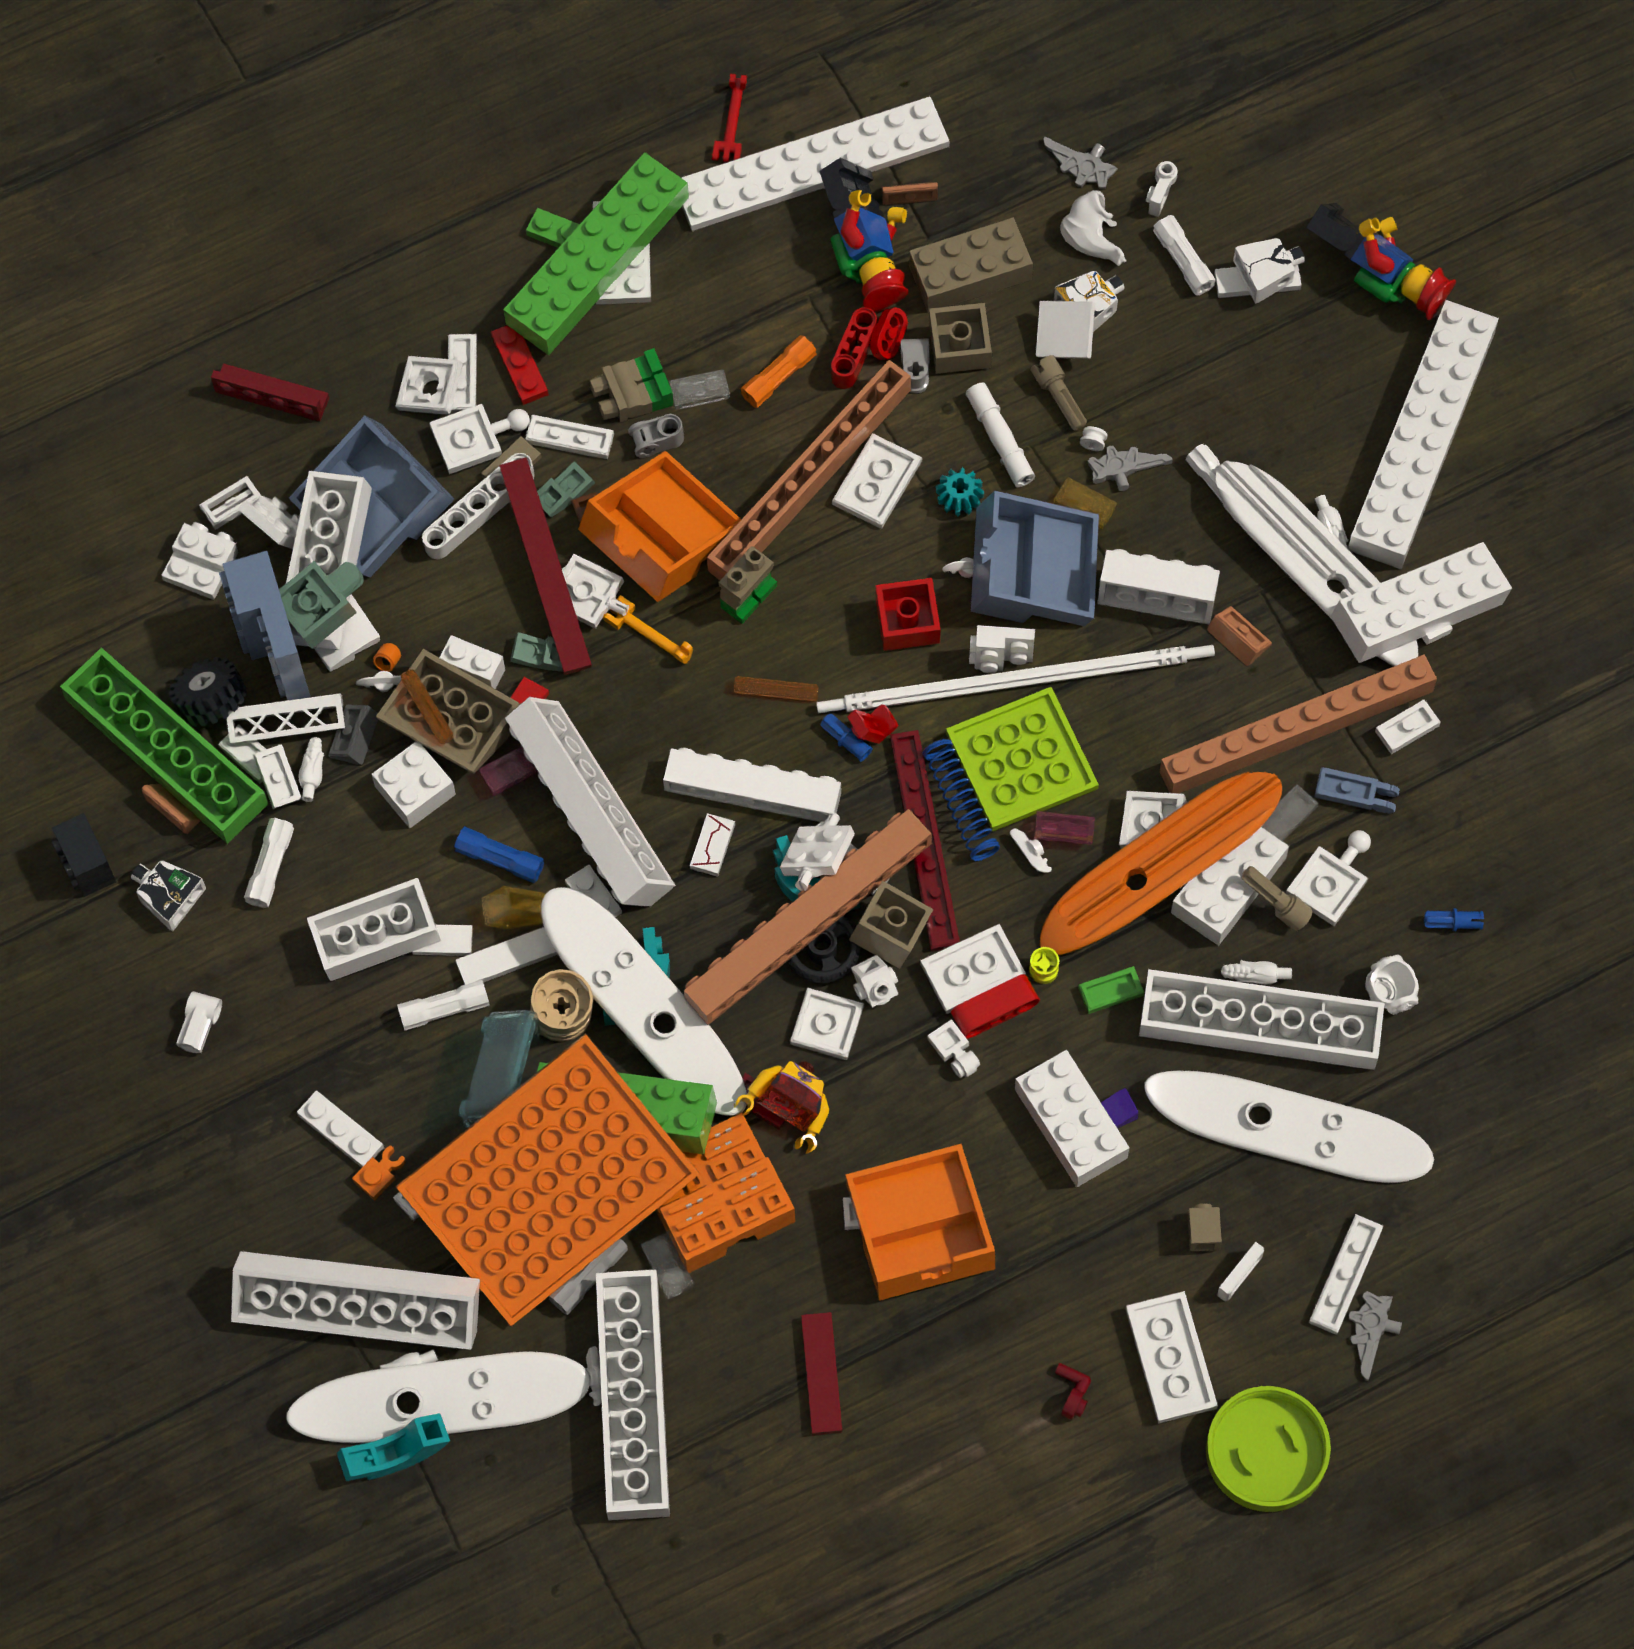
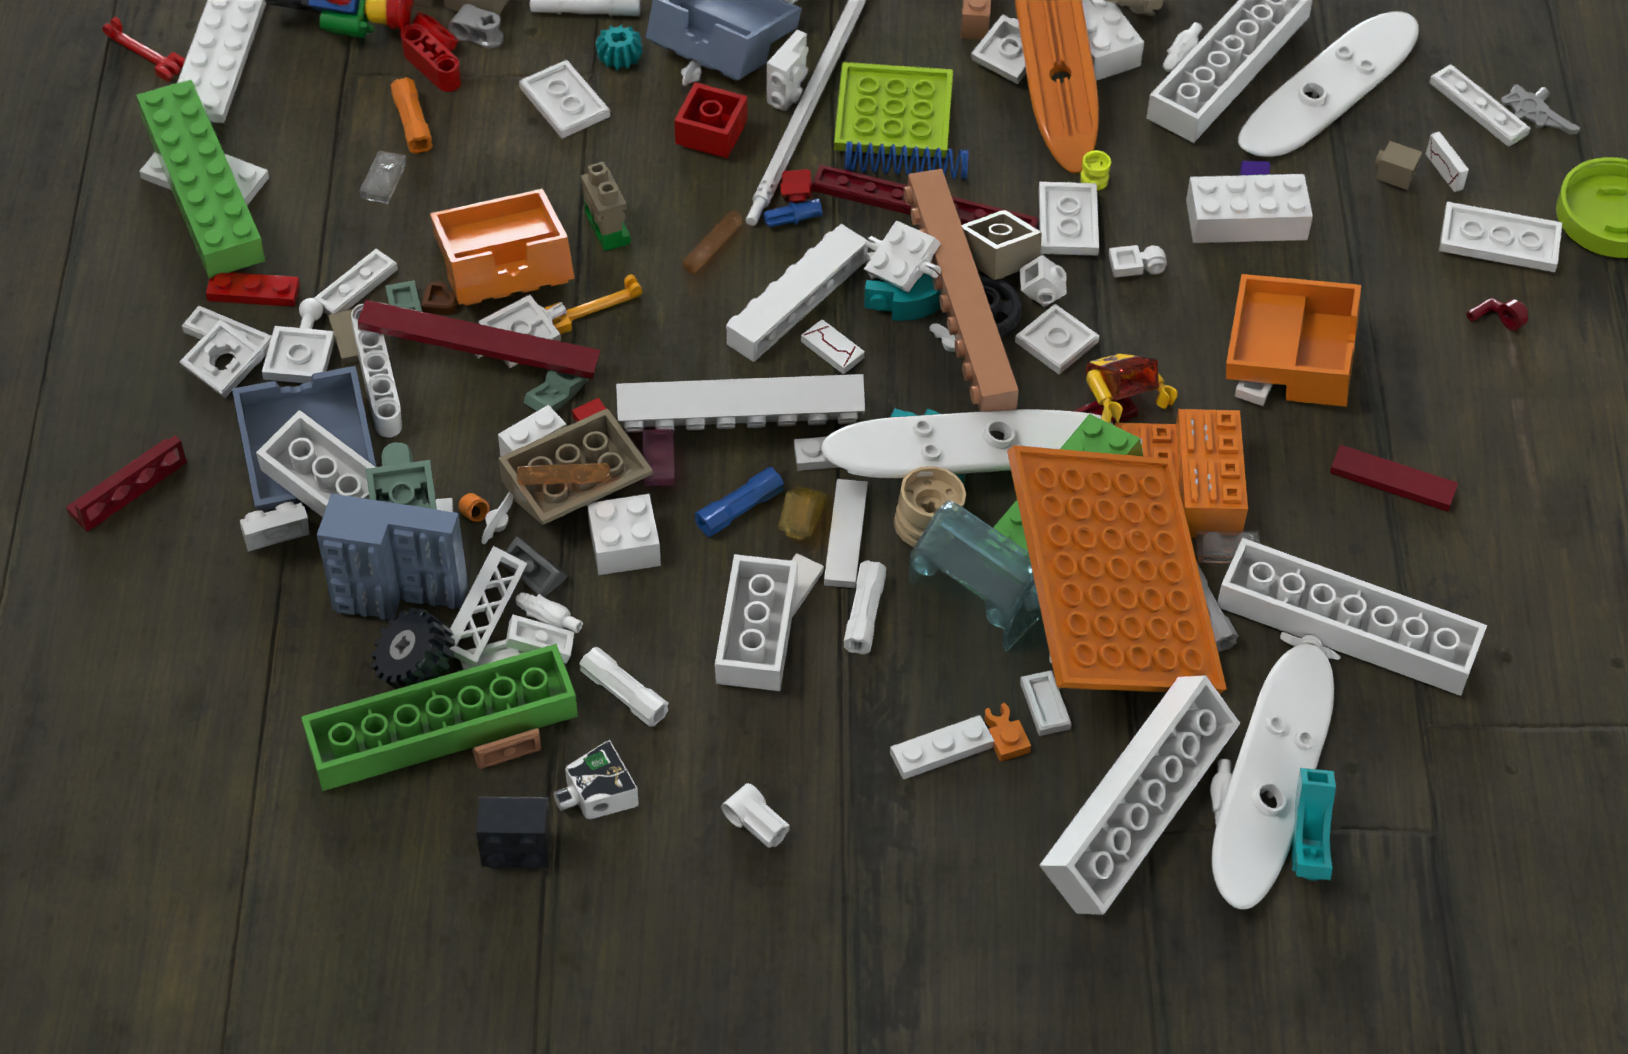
camera: 65 degrees left, 15 degrees down
(199, 559) = (258, 612): white plate -> none
(229, 504) = (216, 585): white tile -> none
(550, 228) = (144, 209): bright green plate -> none
(633, 387) = (347, 214): dark tan hips -> none
(655, 437) = (406, 217): light grey piece -> none
(813, 468) = (529, 128): nougat brick -> none
(995, 1006) = (1113, 216): red beam -> none
(1031, 849) = (982, 137): white piece -> none
(1064, 828) = (976, 107): clear pink plate -> none
(1111, 990) = (1140, 143): bright green tile -> none

